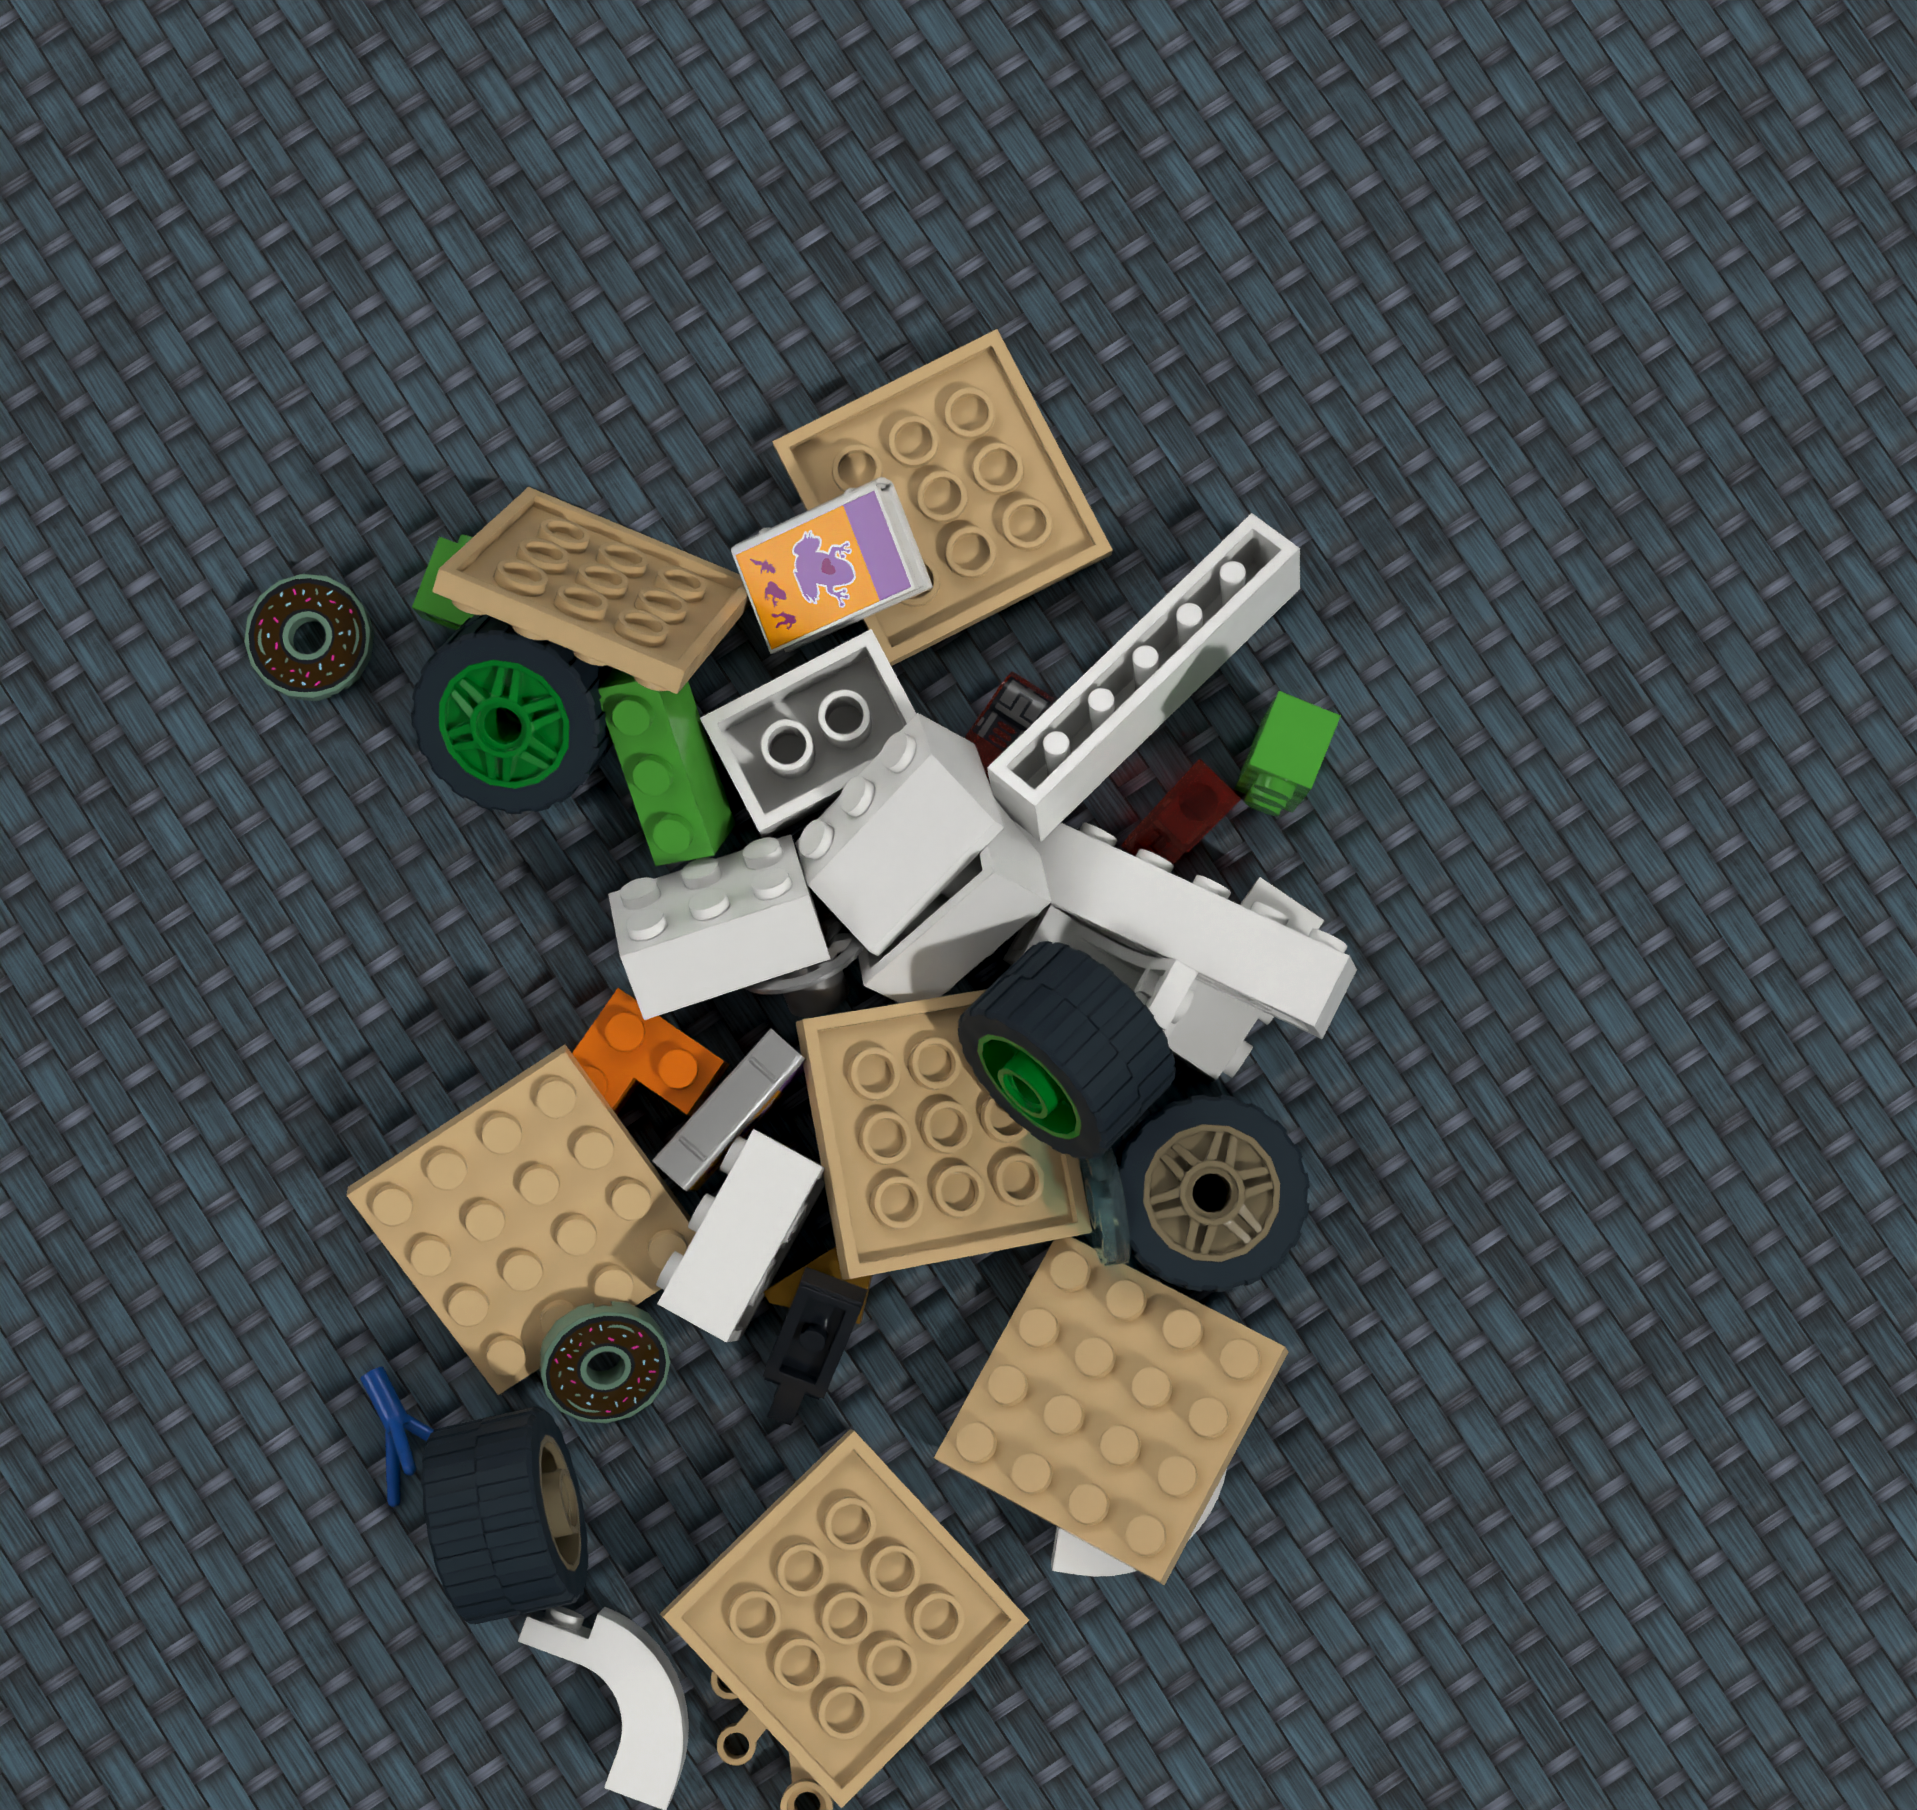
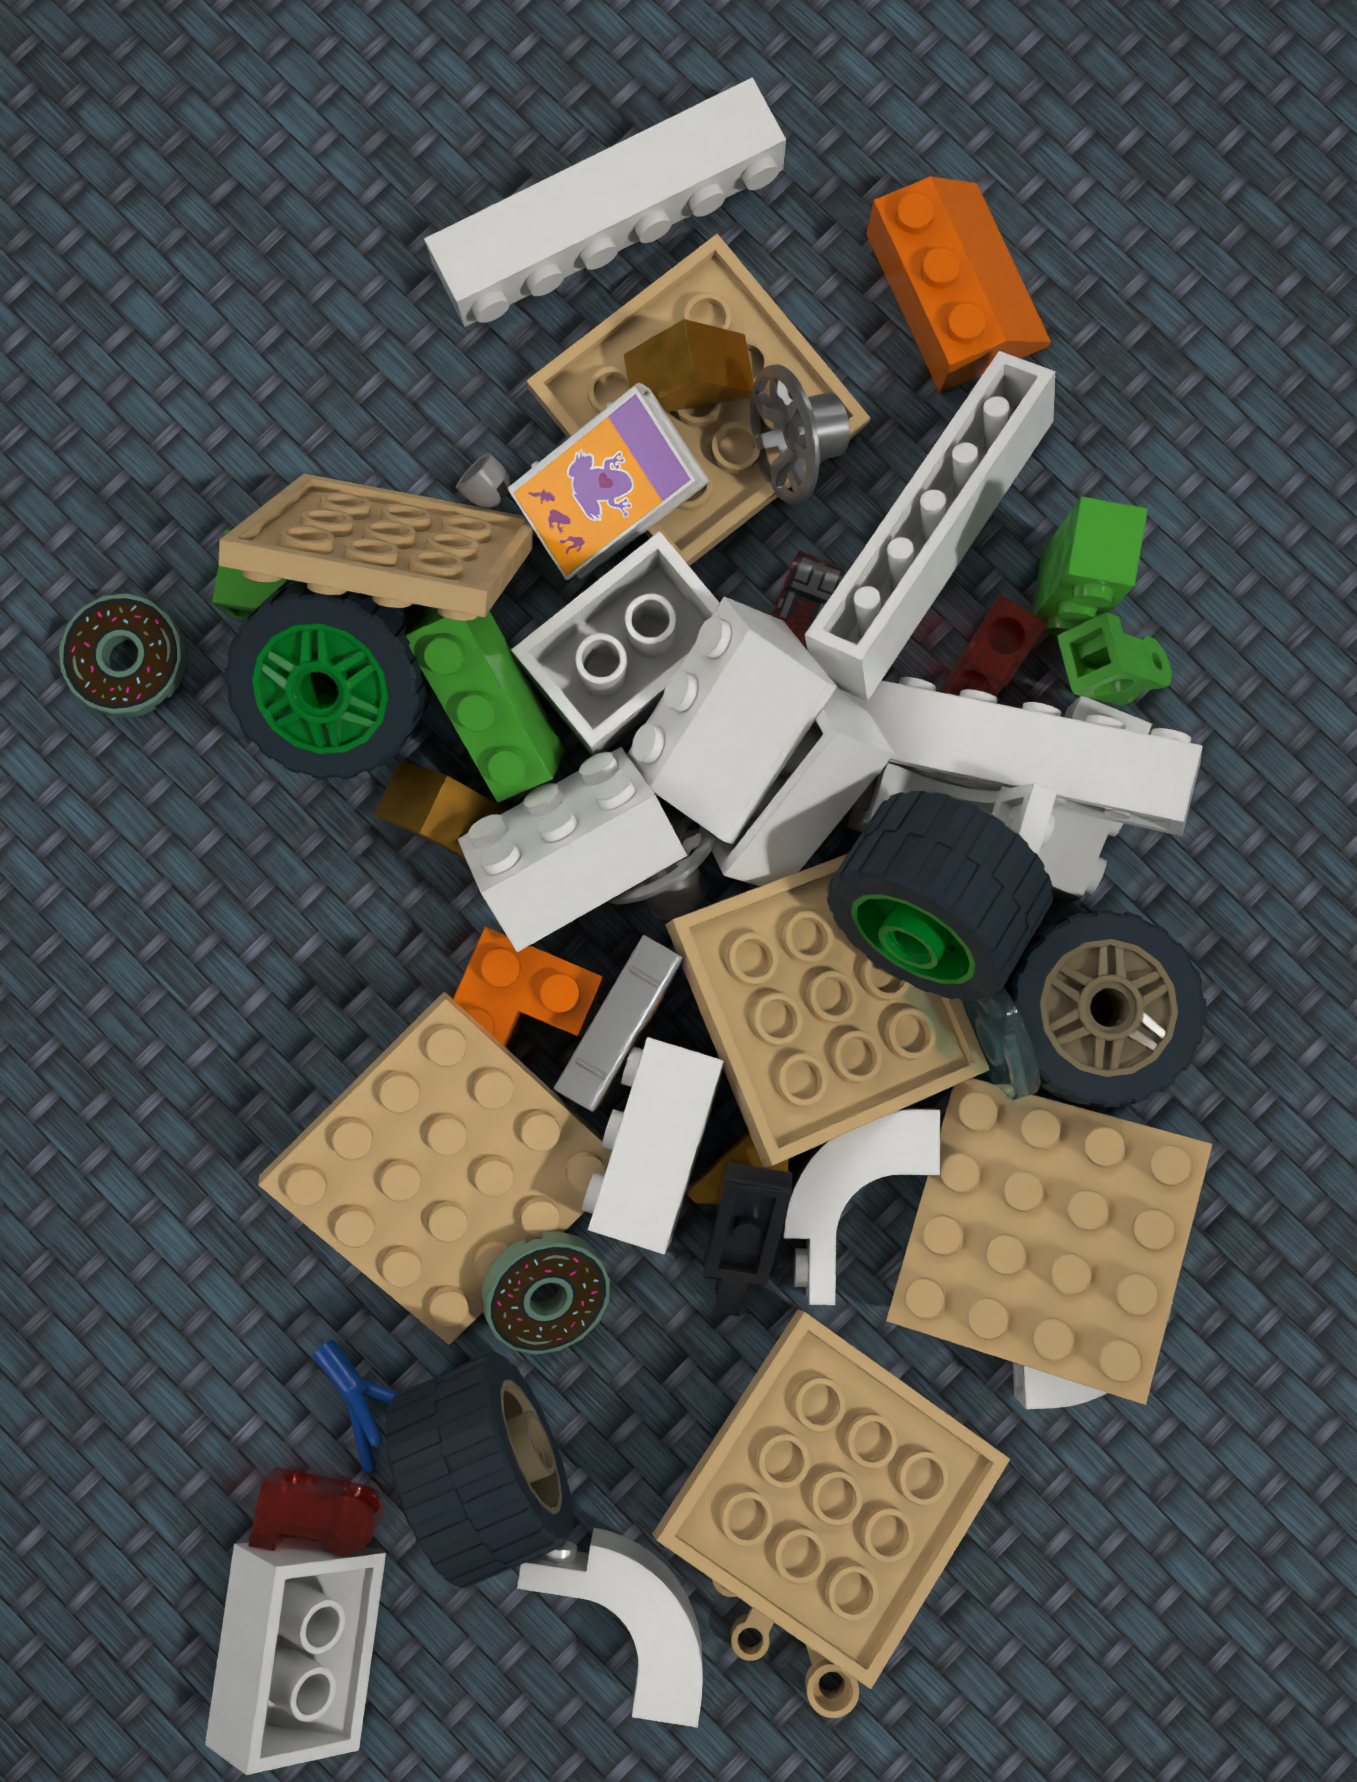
camera: 10 degrees left, 0 degrees up
(287, 1661) = (294, 1654): none -> white slope
(337, 1527) = (315, 1508): none -> clear red leg
(591, 854) = (433, 805): none -> pearl gold slope
(708, 532) = (485, 482): none -> light grey hinge
(893, 275) = (608, 203): none -> white brick
(940, 465) = (692, 366): none -> pearl gold slope
(973, 1285) = (834, 1171): none -> white arch
(1037, 553) = (803, 431): none -> flat silver wheel
(1233, 423) = (953, 278): none -> orange slope
(1296, 855) = (1110, 663): none -> bright green leg

